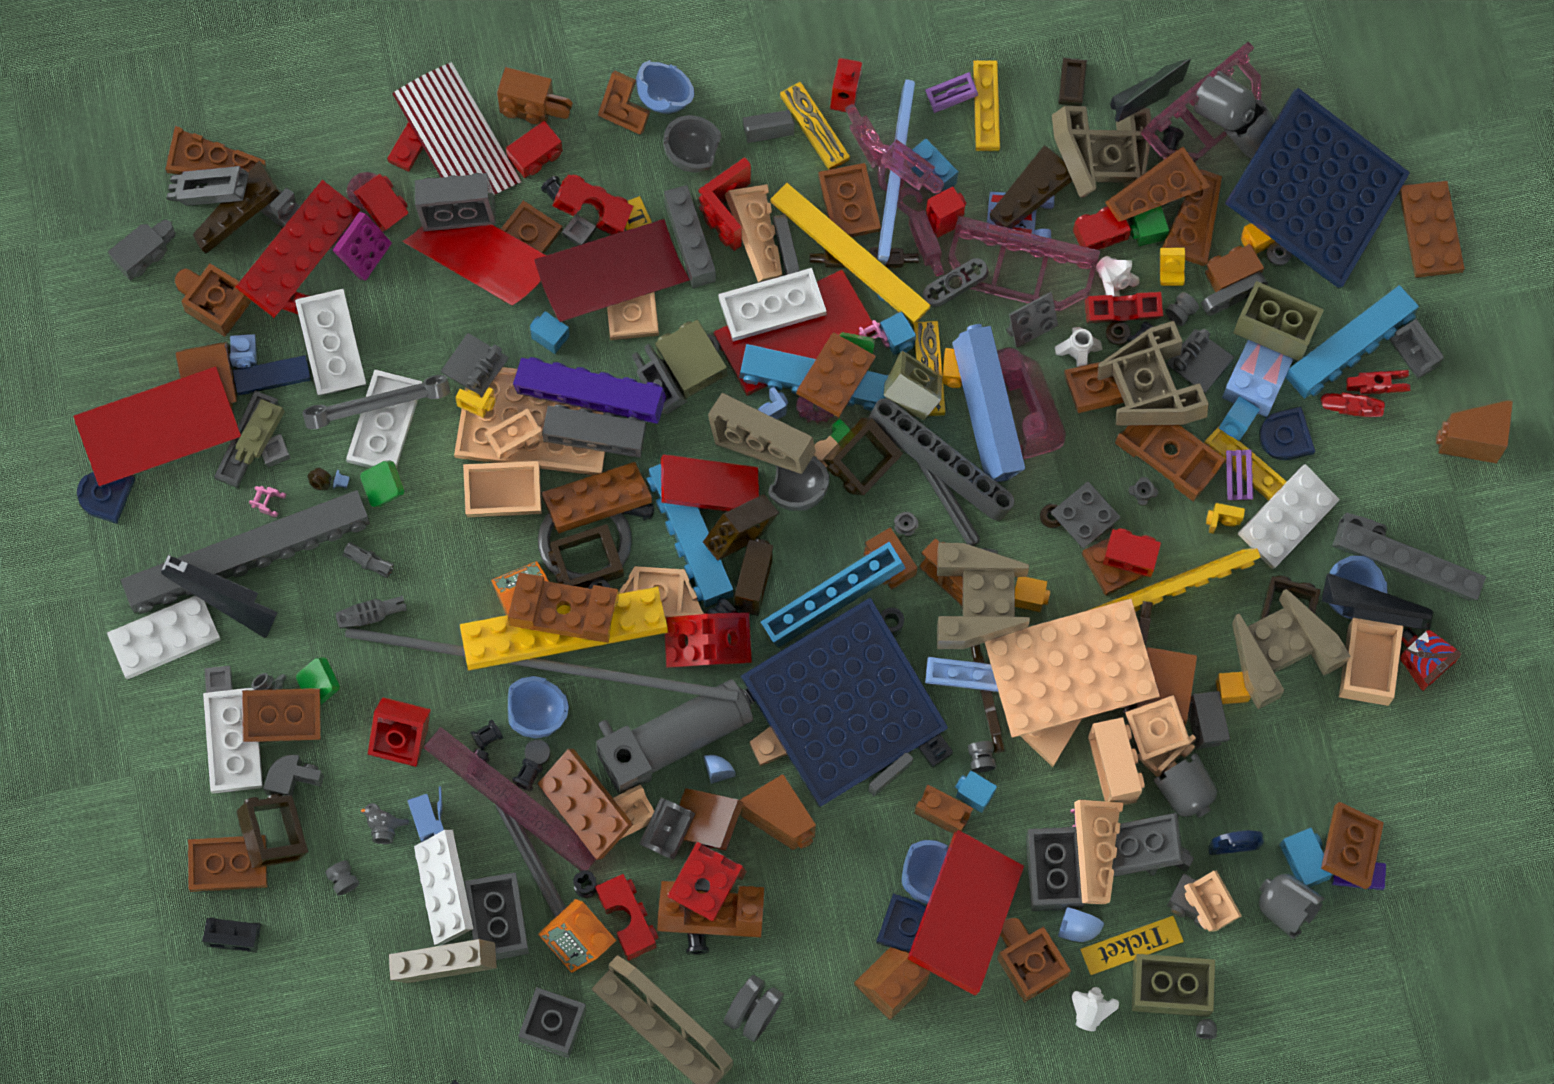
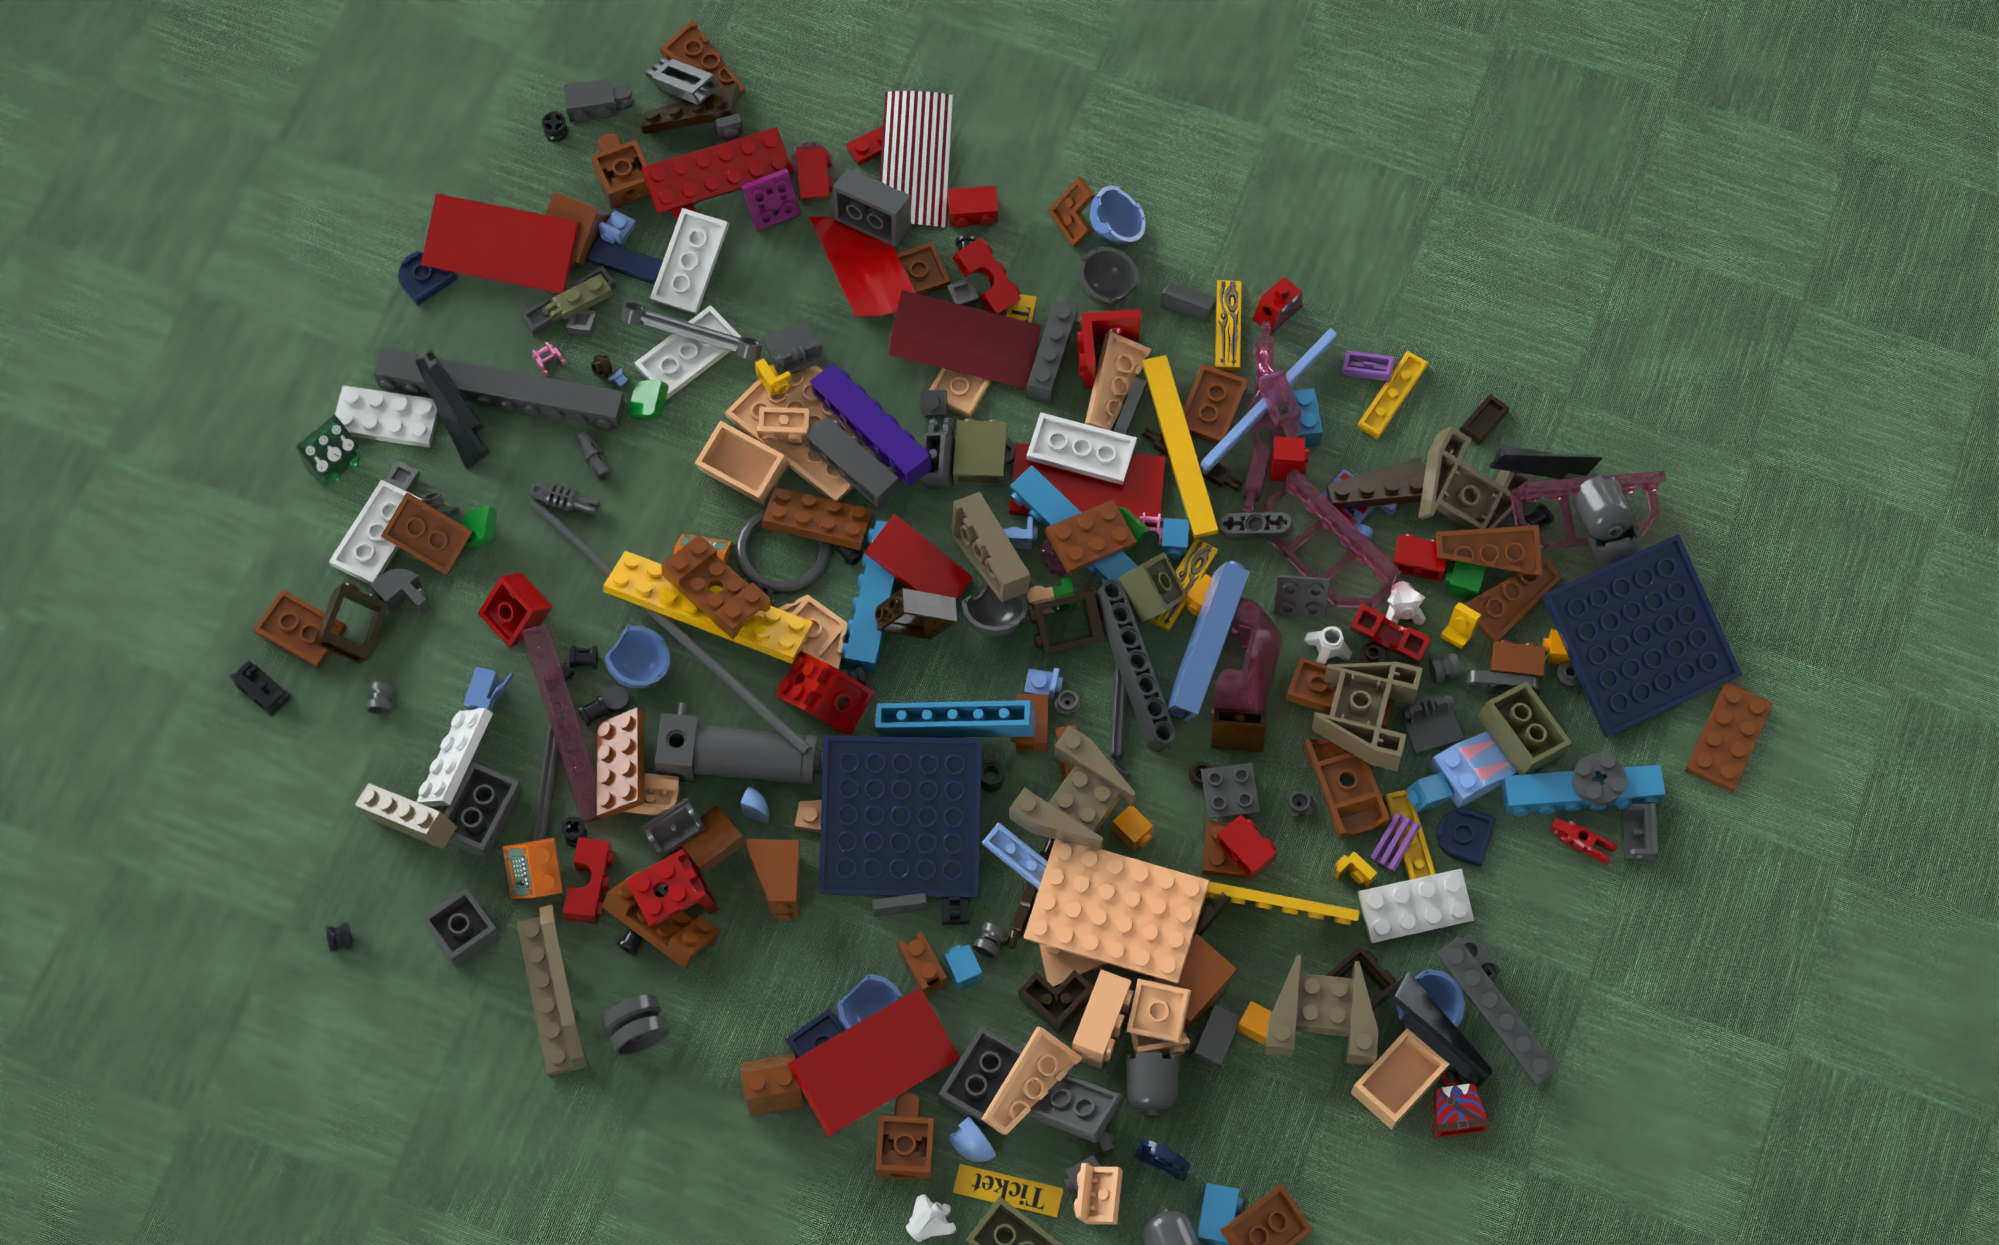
camera: 35 degrees right, 5 degrees down
(120, 288) = (550, 122): none -> black wheel
(143, 697) = (329, 451): none -> clear green slope
(382, 824) = (445, 675): dark grey animal -> none
(530, 97) = (996, 159): dark orange brick -> none
(549, 332) = (877, 361): dark azure brick -> none
(608, 574) = (781, 587): dark brown window -> none
(622, 339) = (934, 402): none -> dark grey plate
(754, 577) = (899, 664): dark brown window -> none
(875, 520) = (1043, 683): none -> light blue bracket
(1060, 460) = (1239, 730): none -> dark brown brick
(1071, 775) = (1055, 1005): none -> dark brown brick
(1353, 404) = (1545, 845): red hinge -> none
(1367, 313) = (1592, 791): none -> dark grey plate
(1477, 432) = (1642, 936): dark orange slope -> none

